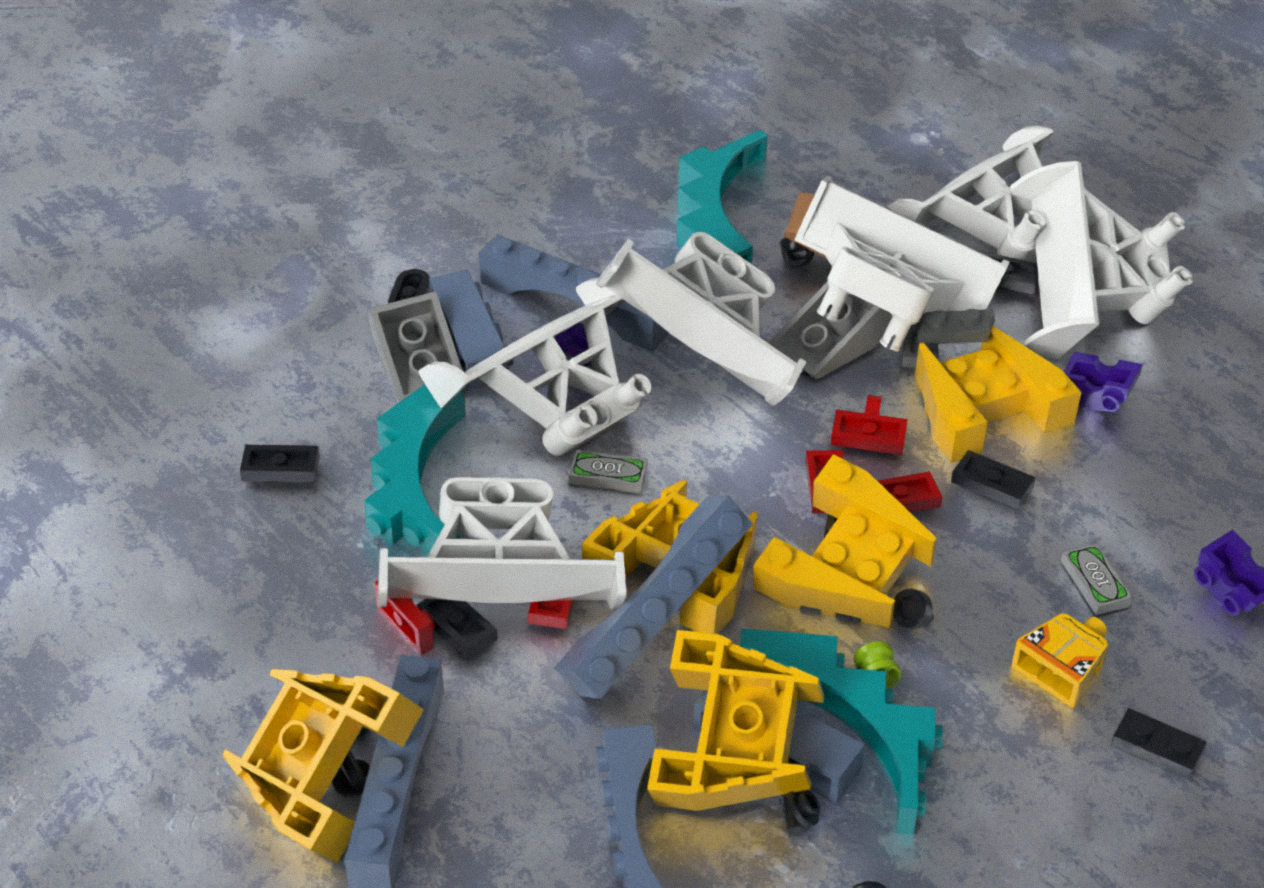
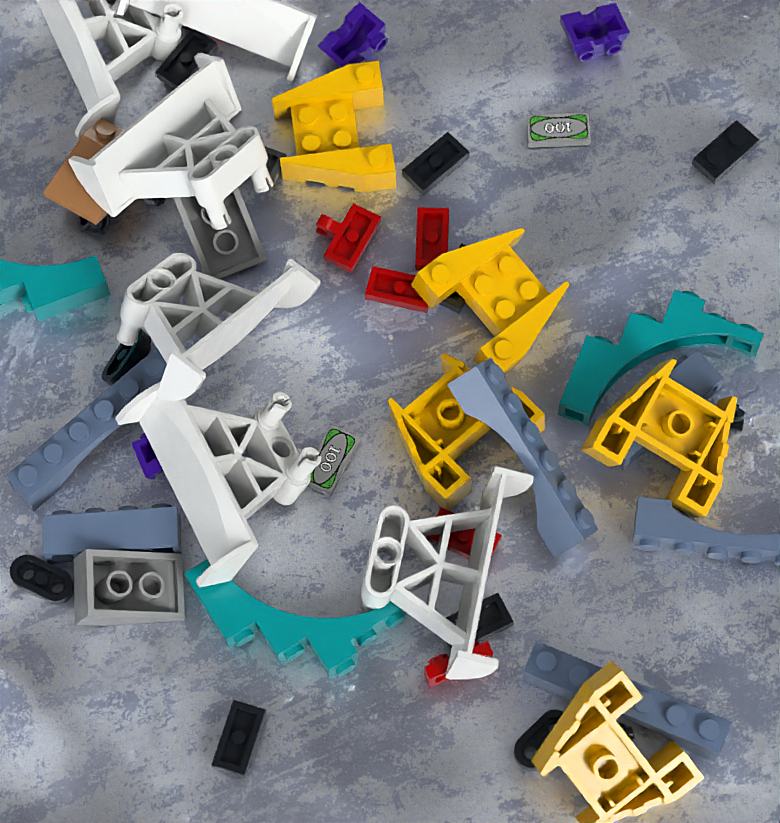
camera: 70 degrees left, 25 degrees up
(878, 657) = (611, 317): lime wheel -> none
(912, 608) = (558, 270): black tile -> none
(956, 326) = (272, 118): dark grey plate -> none
(1063, 656) = (636, 181): yellow torso -> none

